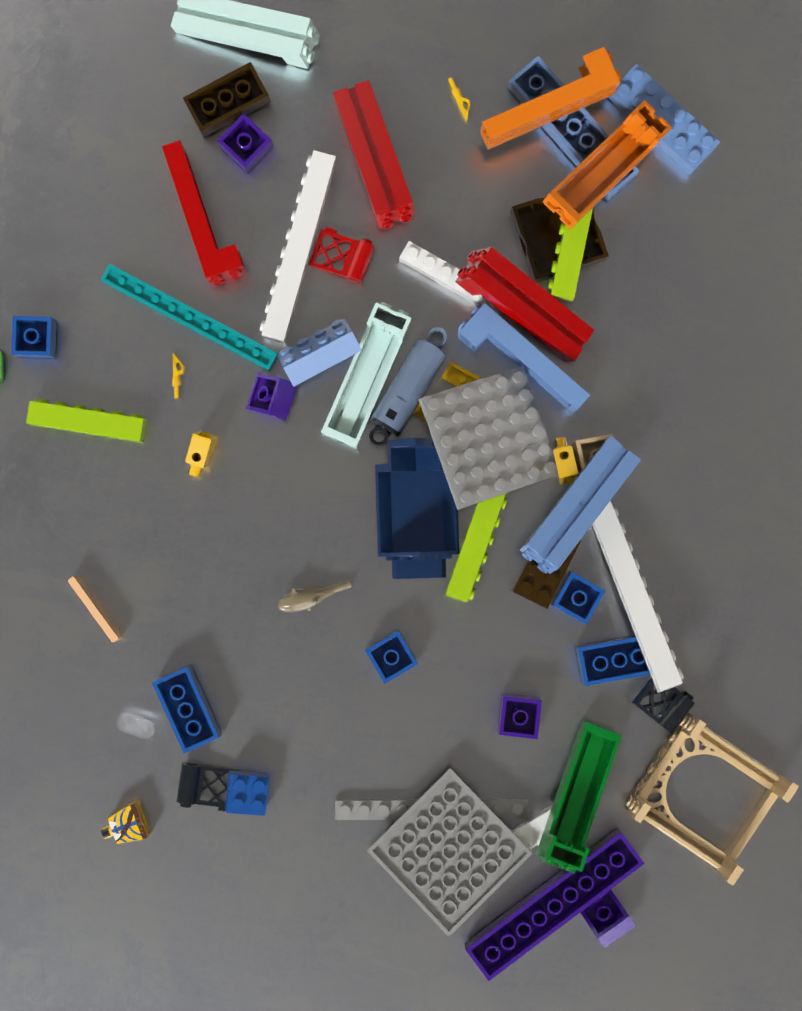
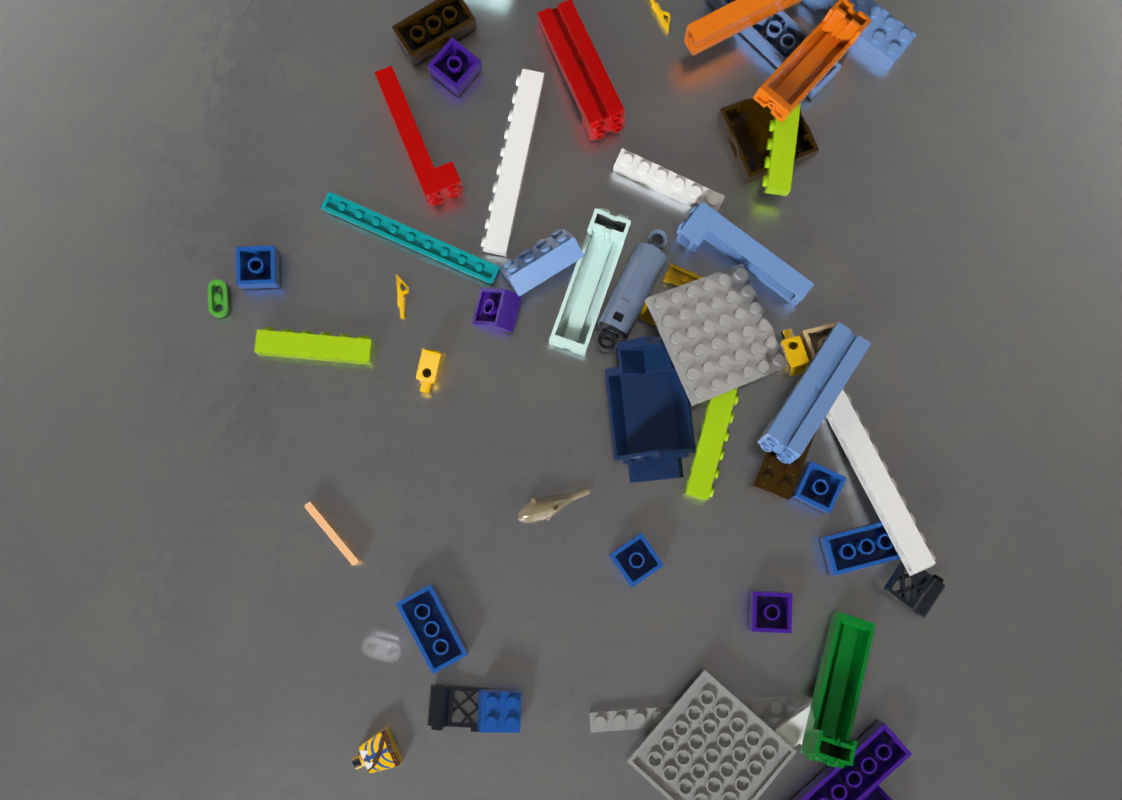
camera: 10 degrees left, 5 degrees down
(357, 256) = (571, 171): red piece -> none
(524, 302) = (741, 197): red brick -> none
(641, 808) = (950, 612): tan arch -> none

